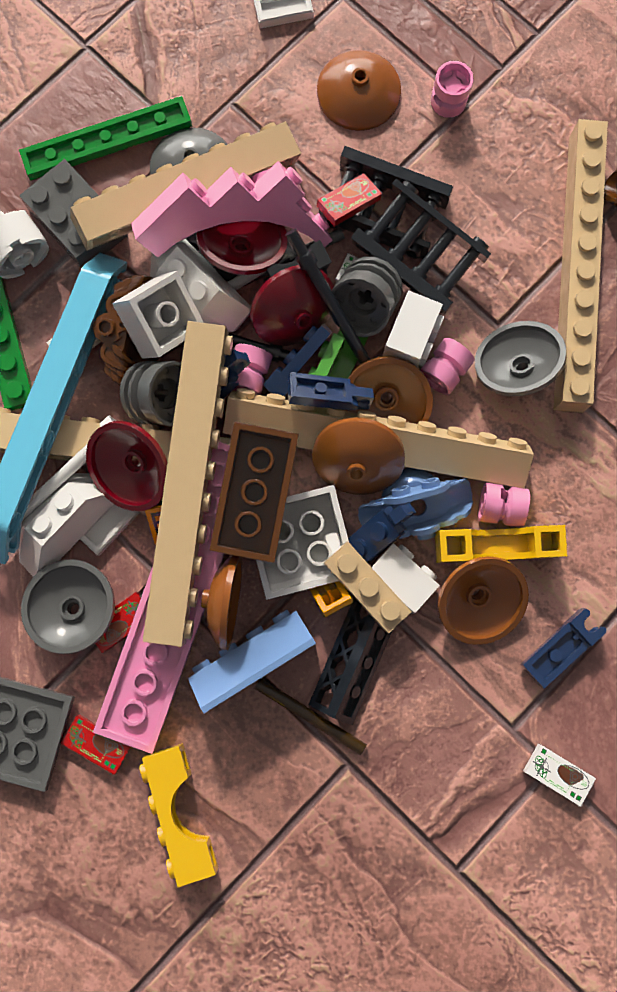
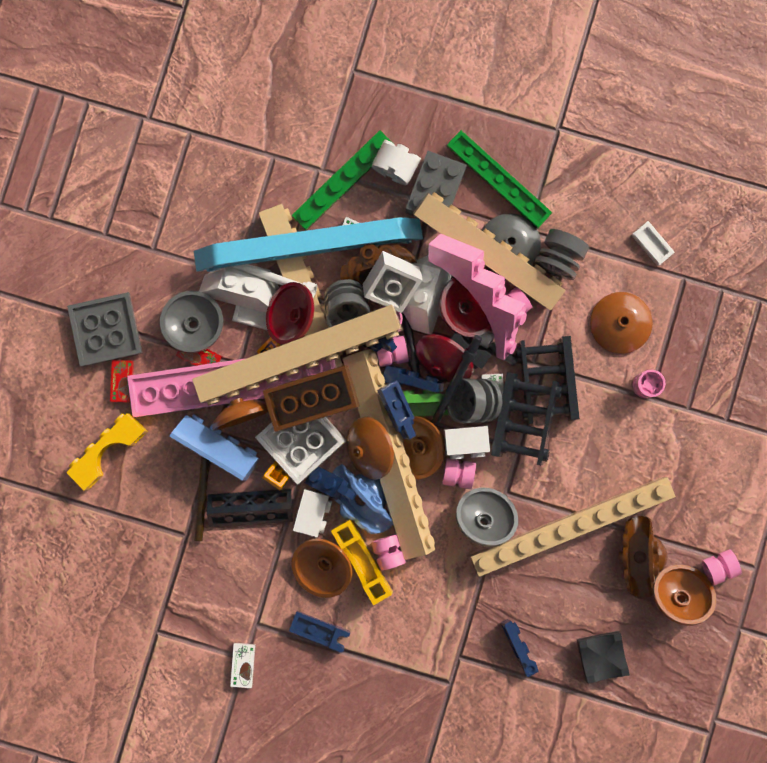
camera: 65 degrees right, 5 degrees up
(238, 102) = (563, 252): none -> dark grey wheel
(349, 199) = (534, 357): tile -> none
(367, 587) = (292, 493): tan plate -> none

